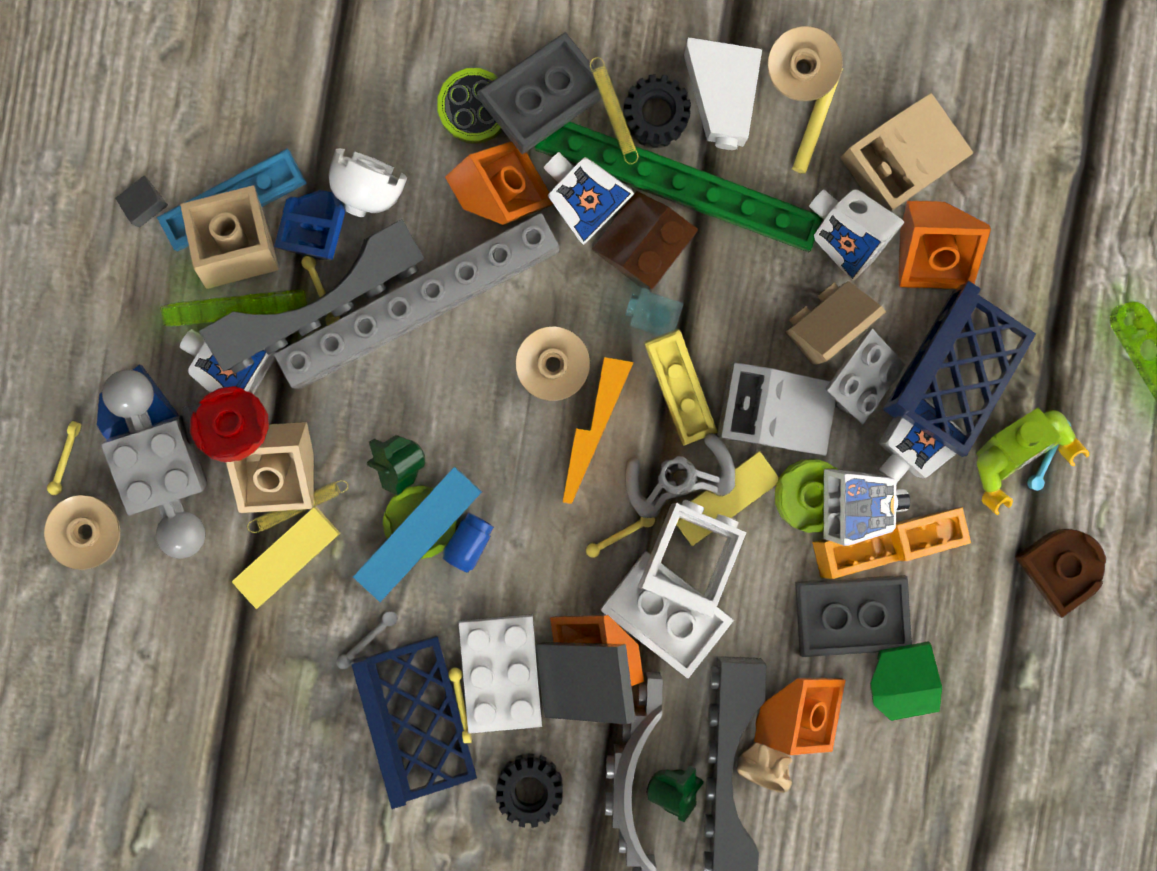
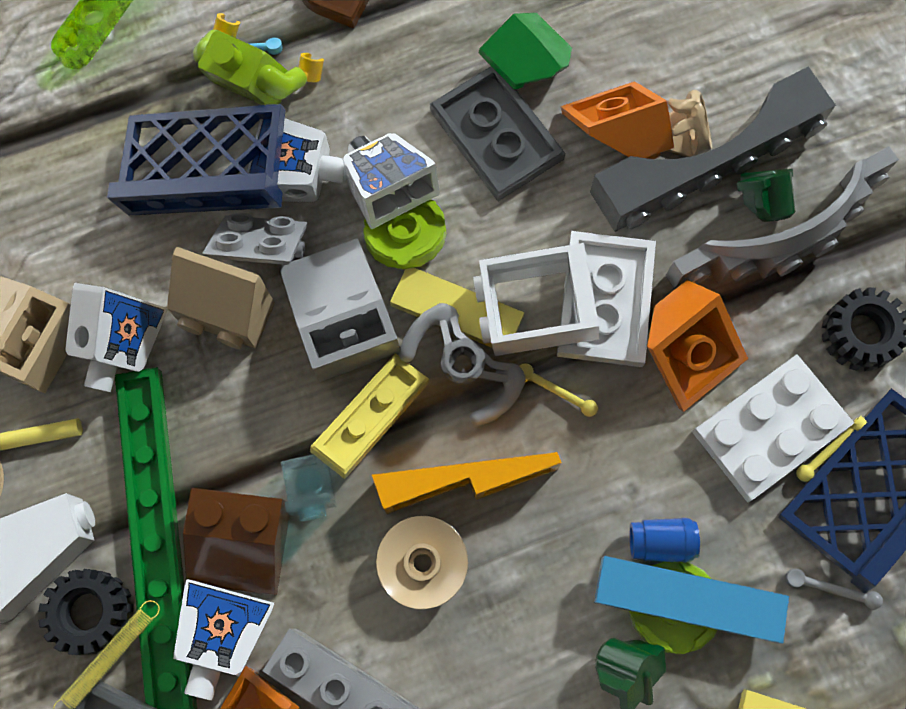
camera: 115 degrees left, 15 degrees down
(585, 682) = (727, 330): dark grey tile -> none
(908, 541) = (388, 113): light orange slope -> none
(940, 246) = (86, 244): orange slope -> none

